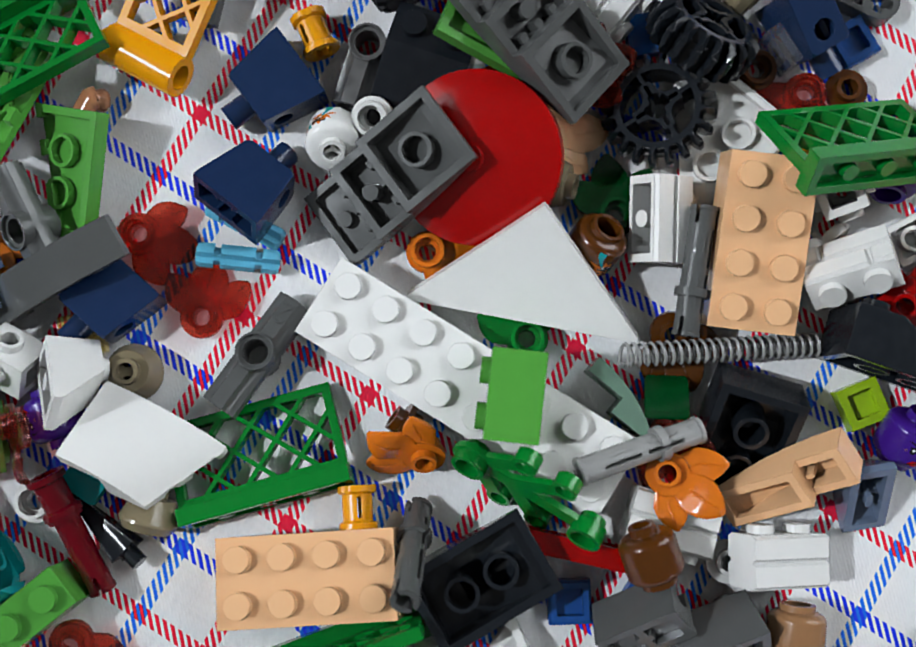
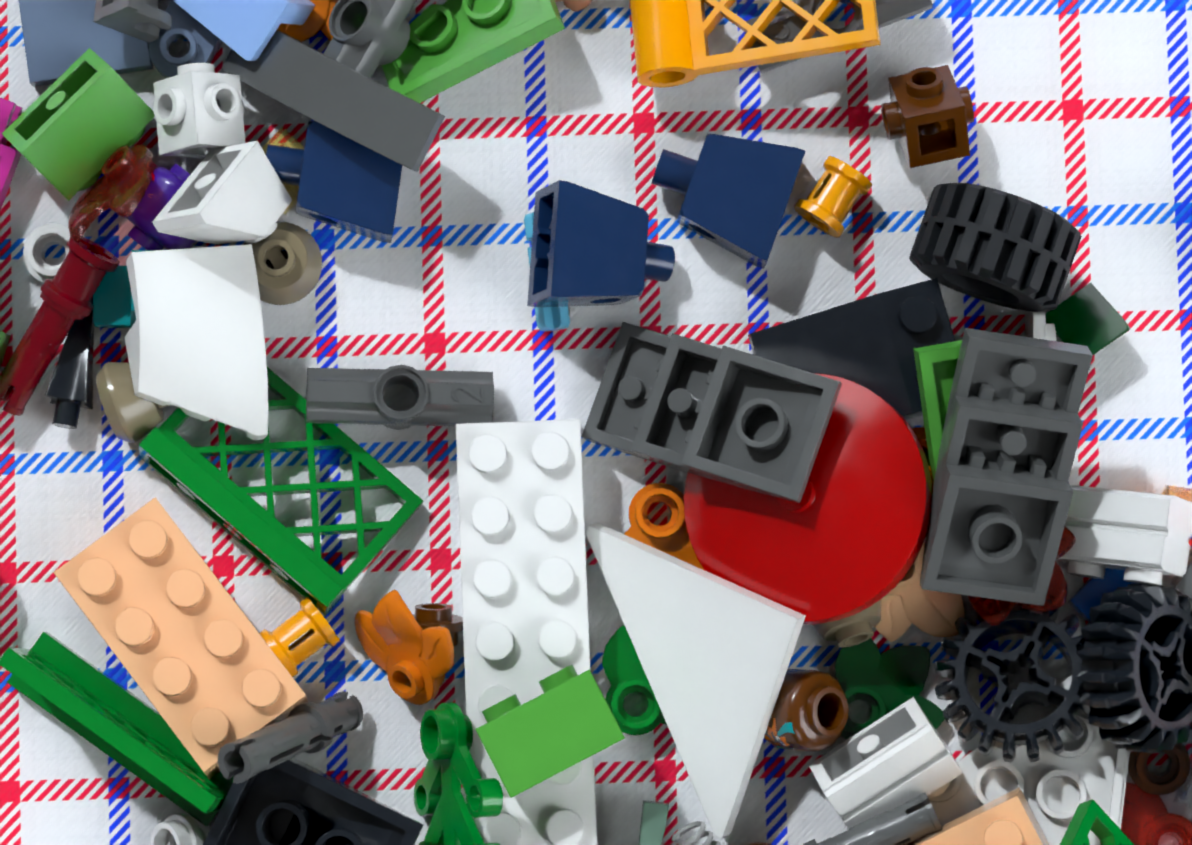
camera: 55 degrees right, 0 degrees up
(164, 244) = (458, 191): clear red plate -> none
(209, 291) = (436, 284): clear red plate -> none
(237, 258) = (498, 293): medium azure axle -> none
(330, 136) = (719, 307): white head -> none
(359, 69) = (820, 283): flat silver piece -> none
(361, 108) = (761, 325): white plate -> none

